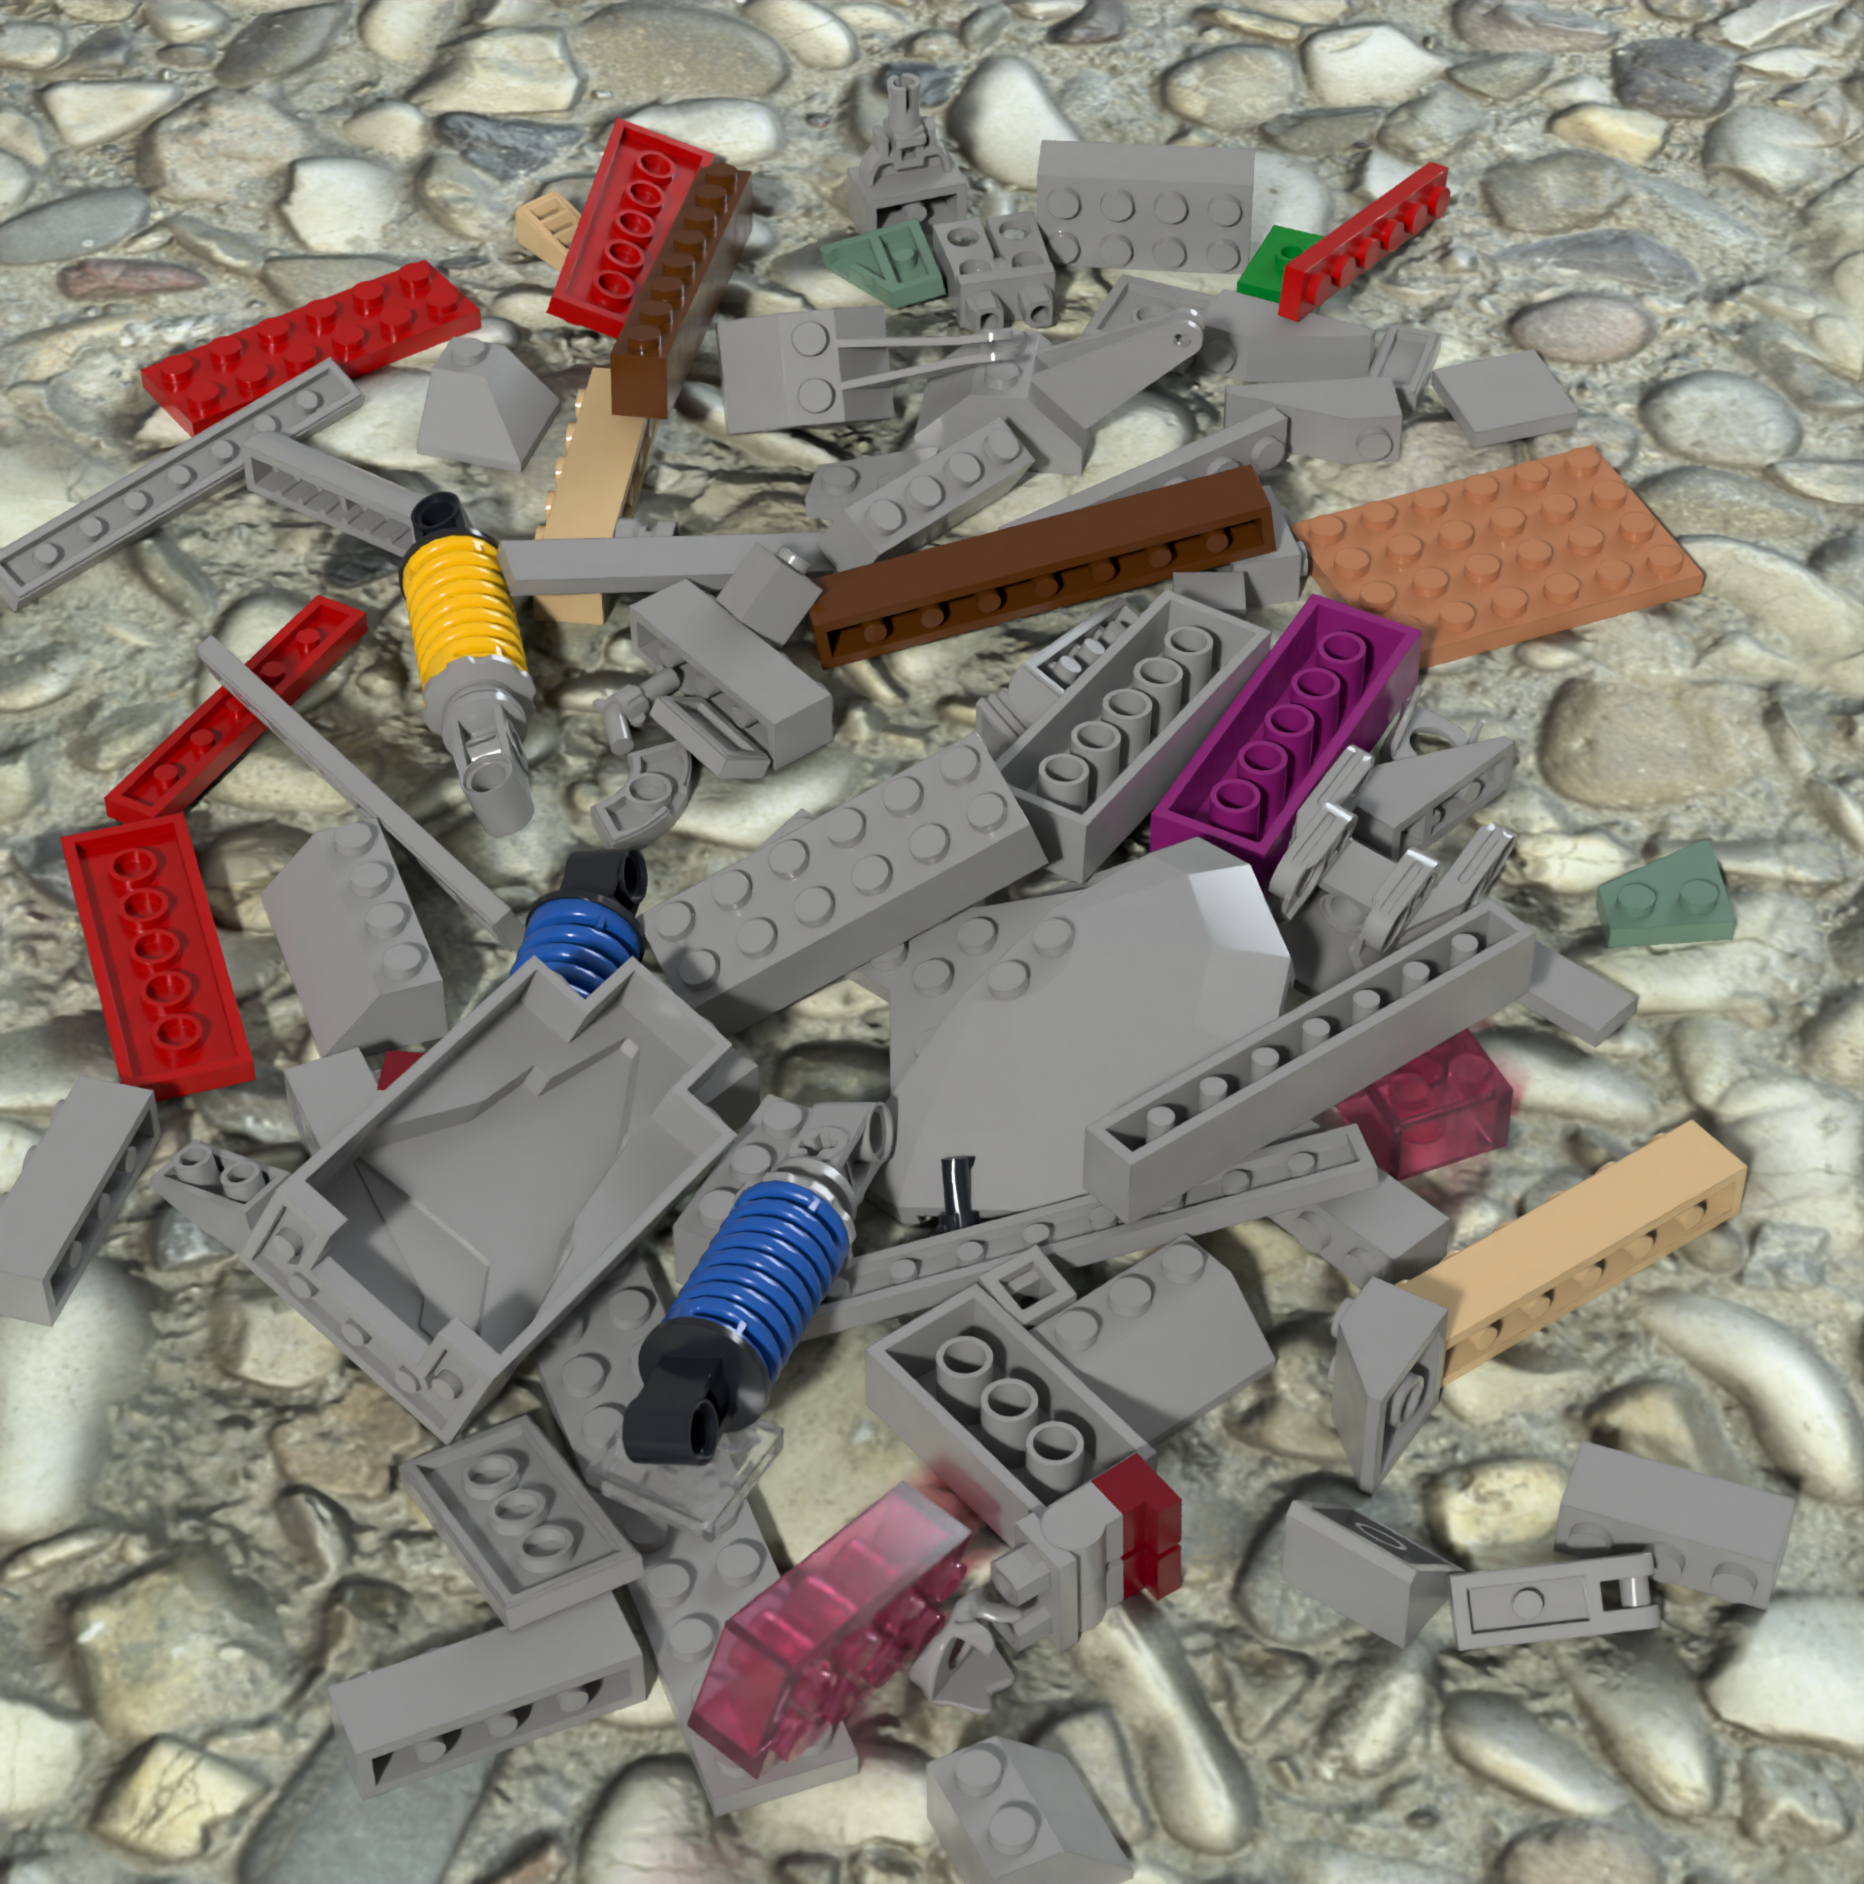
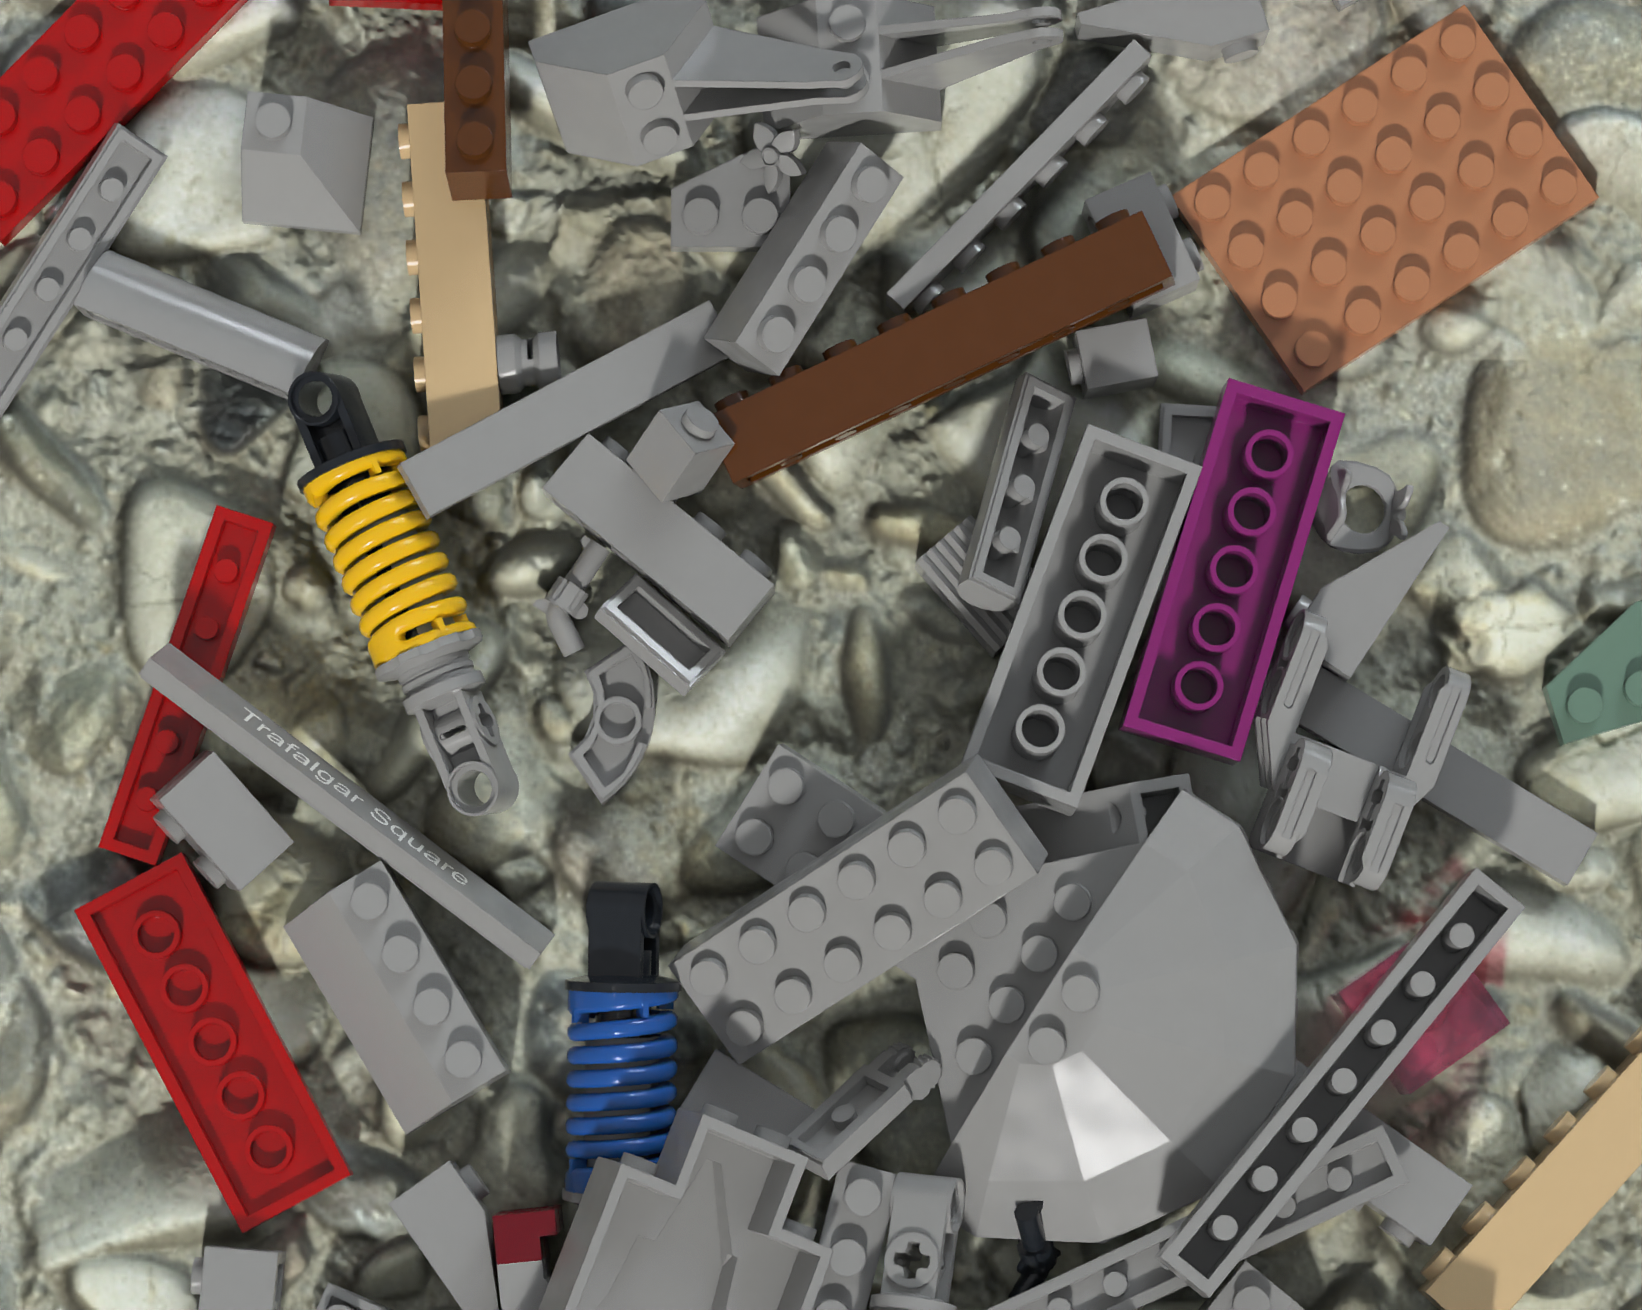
camera: 10 degrees left, 40 degrees up
(230, 786) = (219, 822): none -> light grey brick
(809, 1065) = (863, 1108): none -> light grey hinge
(920, 440) = (774, 154): none -> light grey plant

